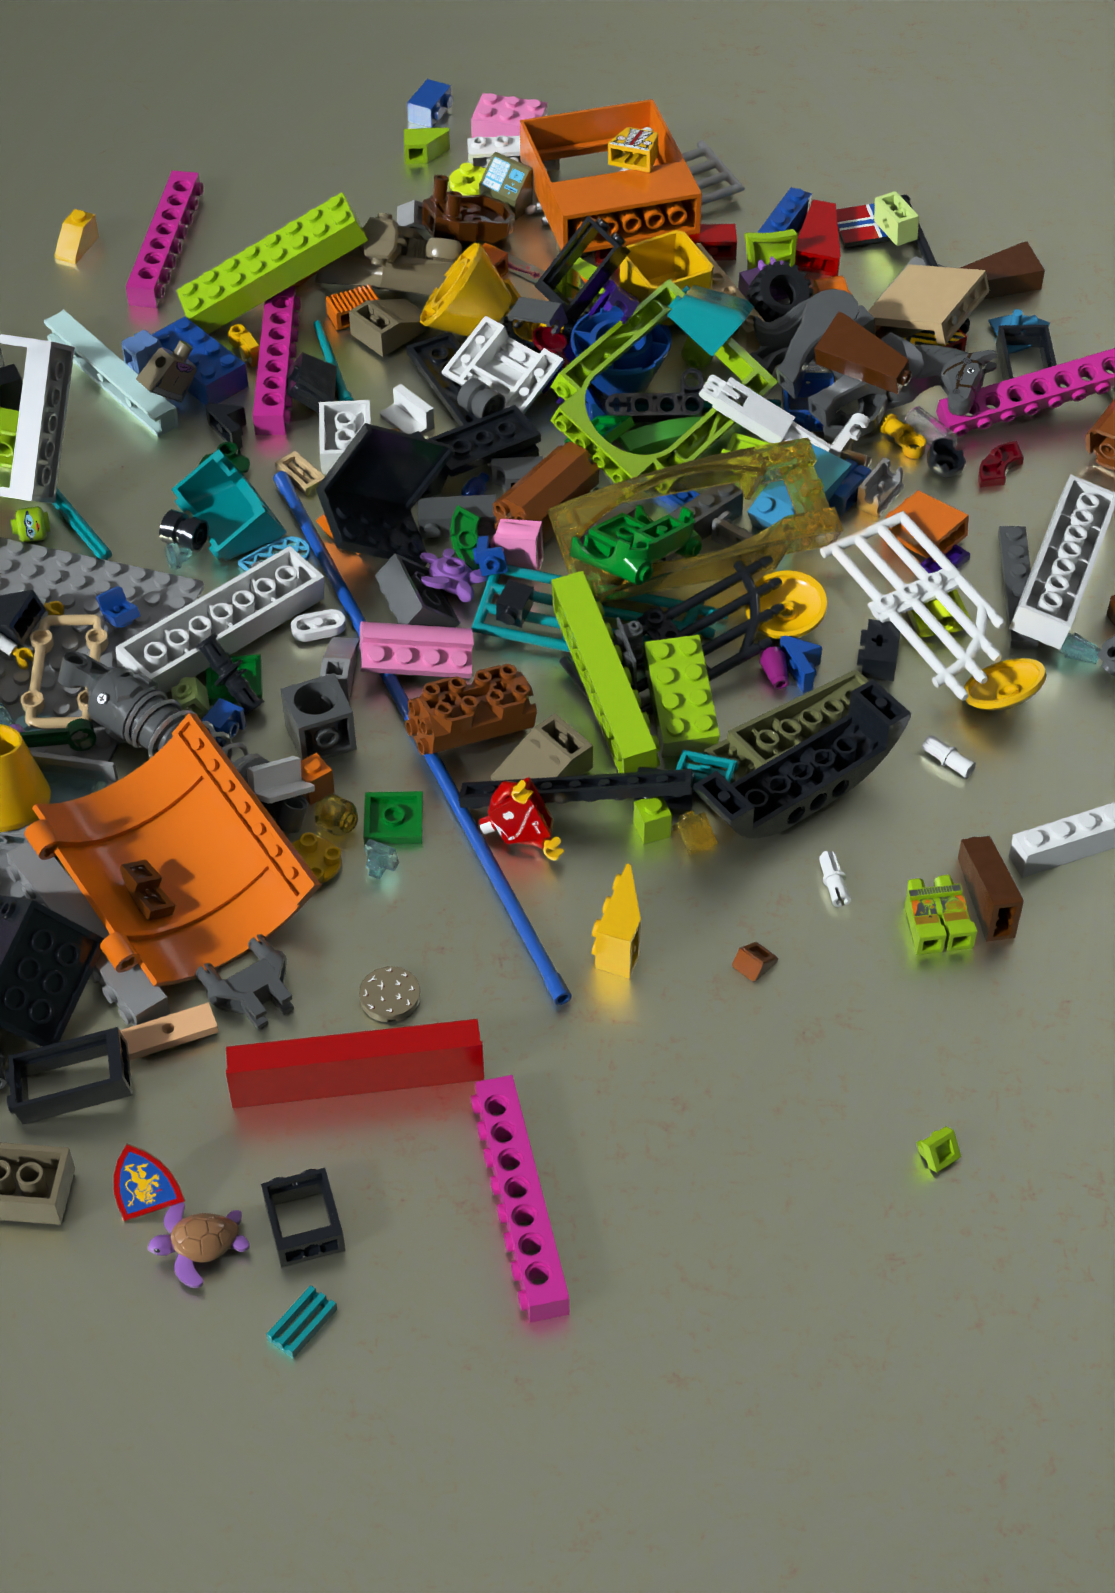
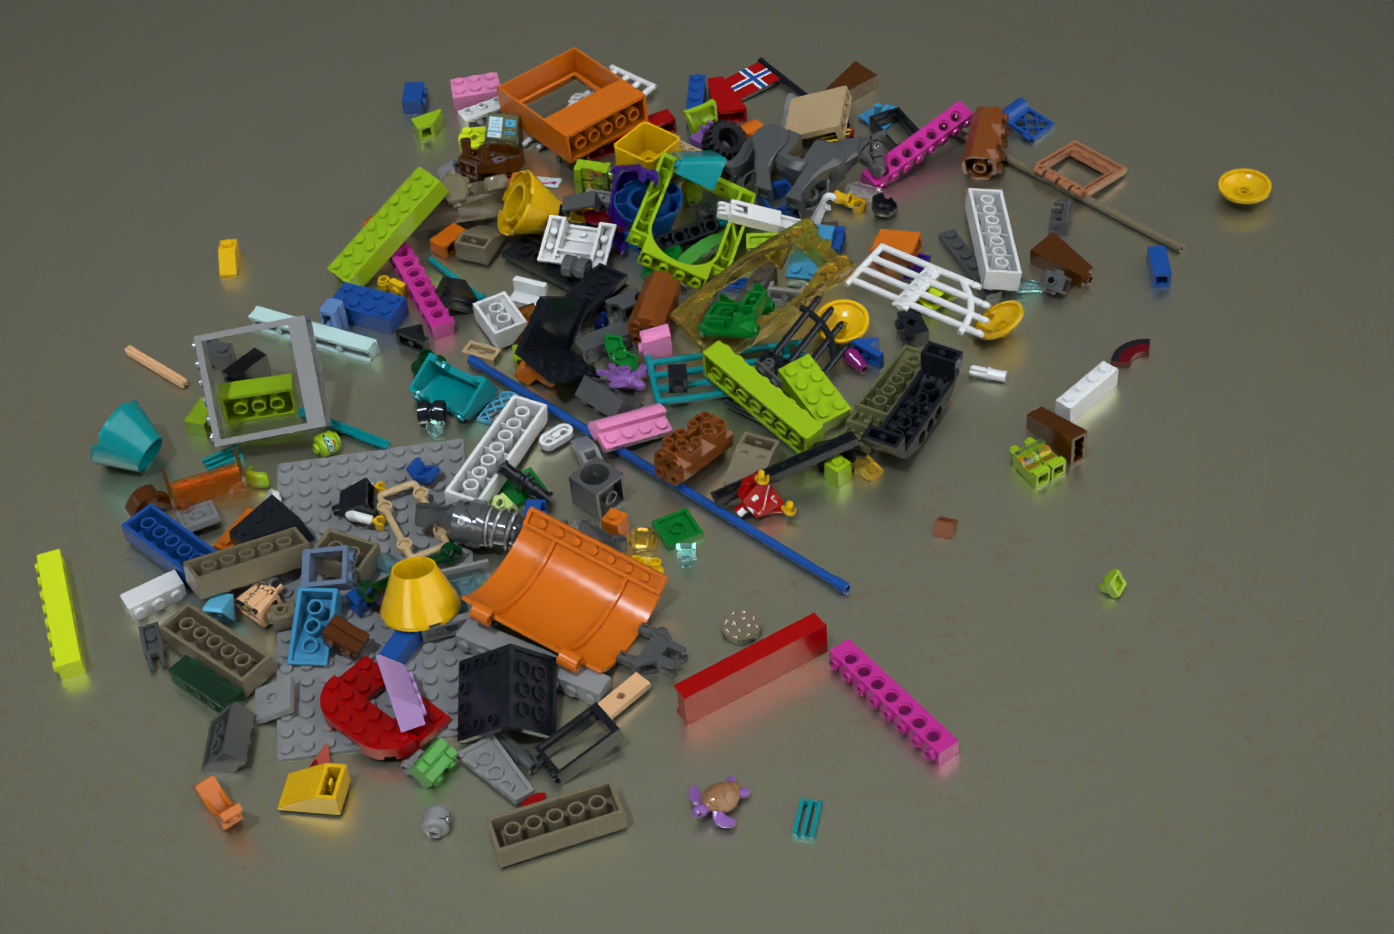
camera: 20 degrees left, 5 degrees down
(143, 1183) = (667, 782): shield -> none
(144, 888) = (555, 620): reddish brown slope -> none
(164, 239) = (292, 240): dark pink brick -> none
(169, 372) = (361, 318): dark tan torso -> none
(278, 780) = (601, 528): white panel -> none
(311, 1243) = (783, 778): black window -> none
(489, 559) = (645, 359): blue bracket -> none
(569, 255) = (584, 158): black window -> none
(619, 929) = (861, 535): yellow slope -> none
(634, 149) = (586, 80): yellow torso -> none
(702, 771) = (853, 427): teal tile -> none
(834, 878) = (964, 464): white axle -> none
(861, 355) = (805, 158): reddish brown slope -> none
(879, 489) = (854, 237): light grey hinge -> none
(896, 218) = (767, 72): yellowish green brick -> none
(998, 462) = (914, 198): dark red tile -> none

